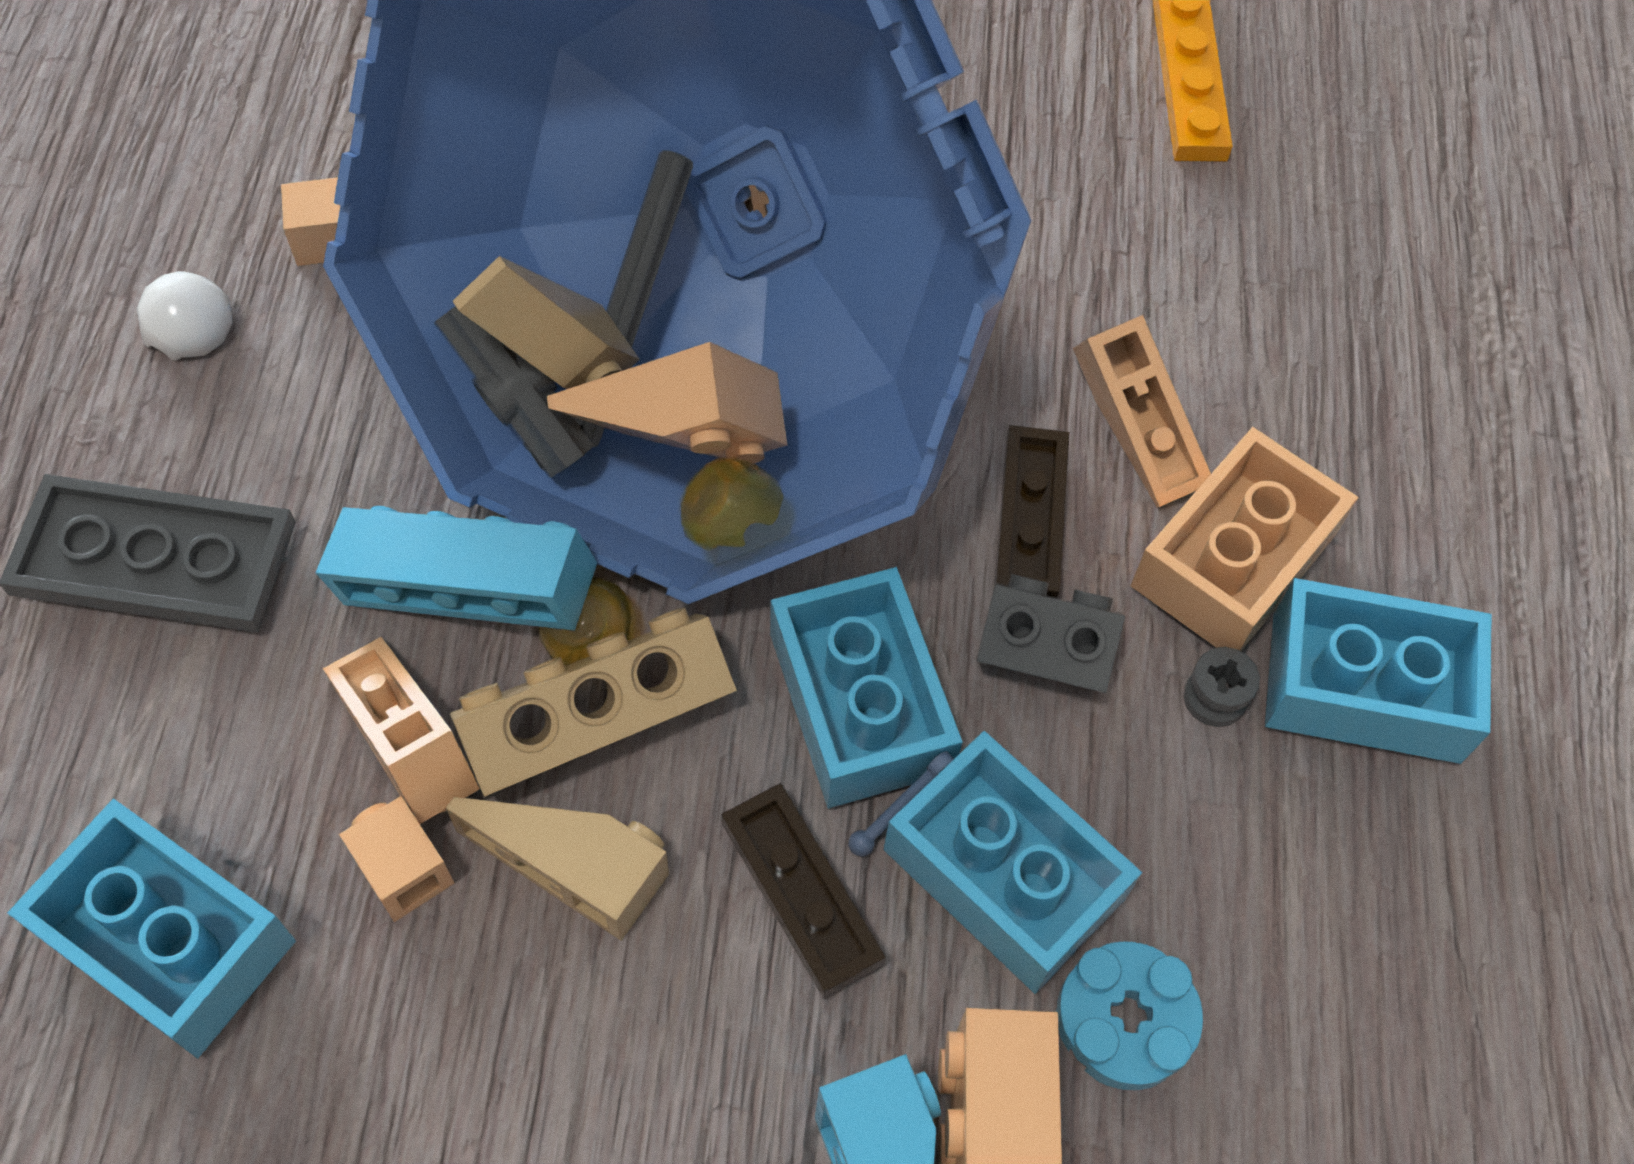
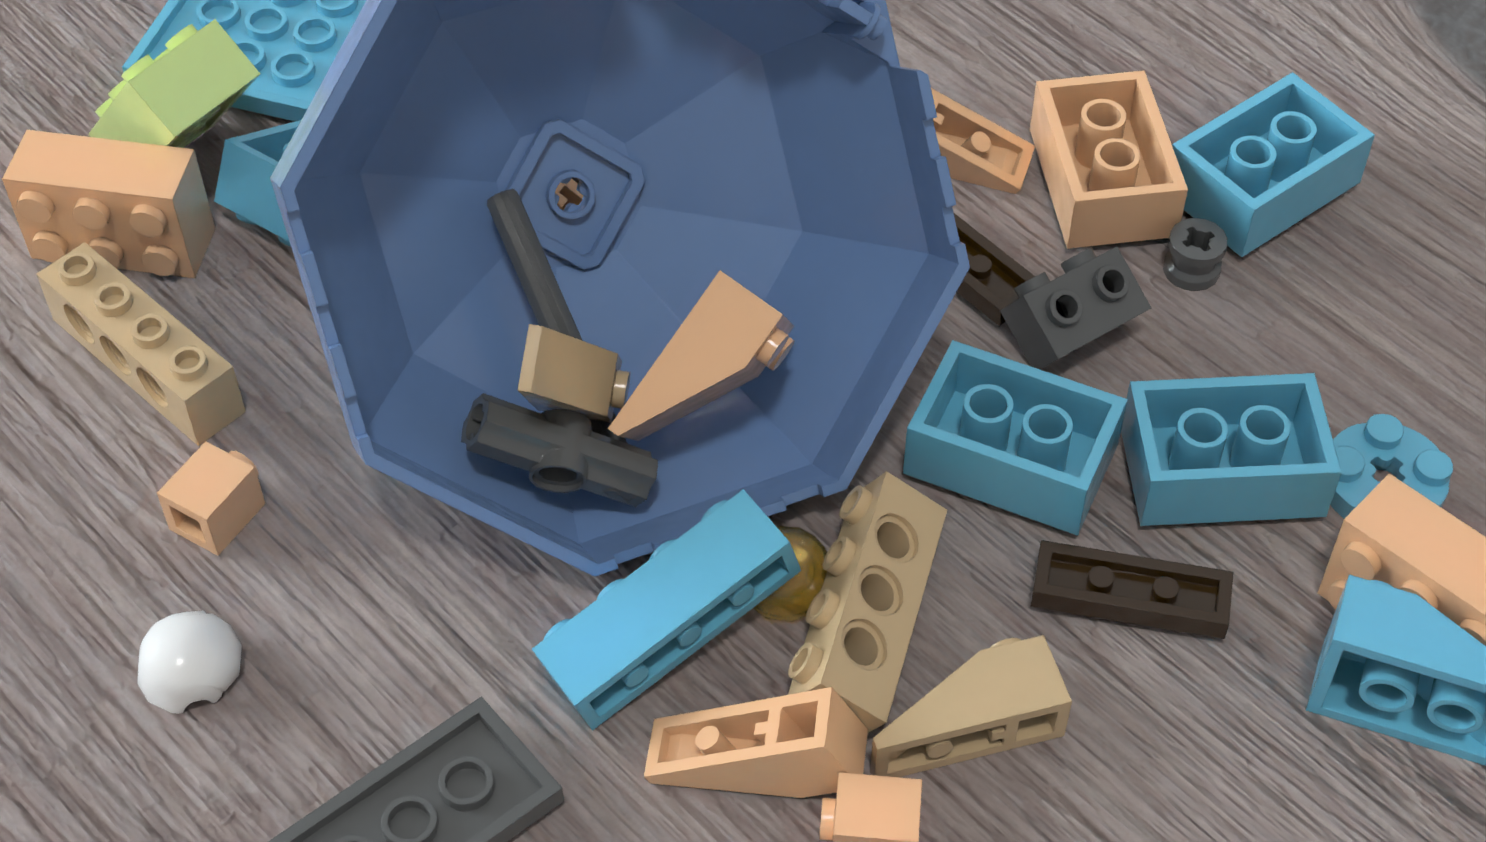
camera: 45 degrees left, 10 degrees down
(726, 500) = (811, 391): clear yellow hair -> none
(863, 841) = (1123, 534): sand blue hinge -> none

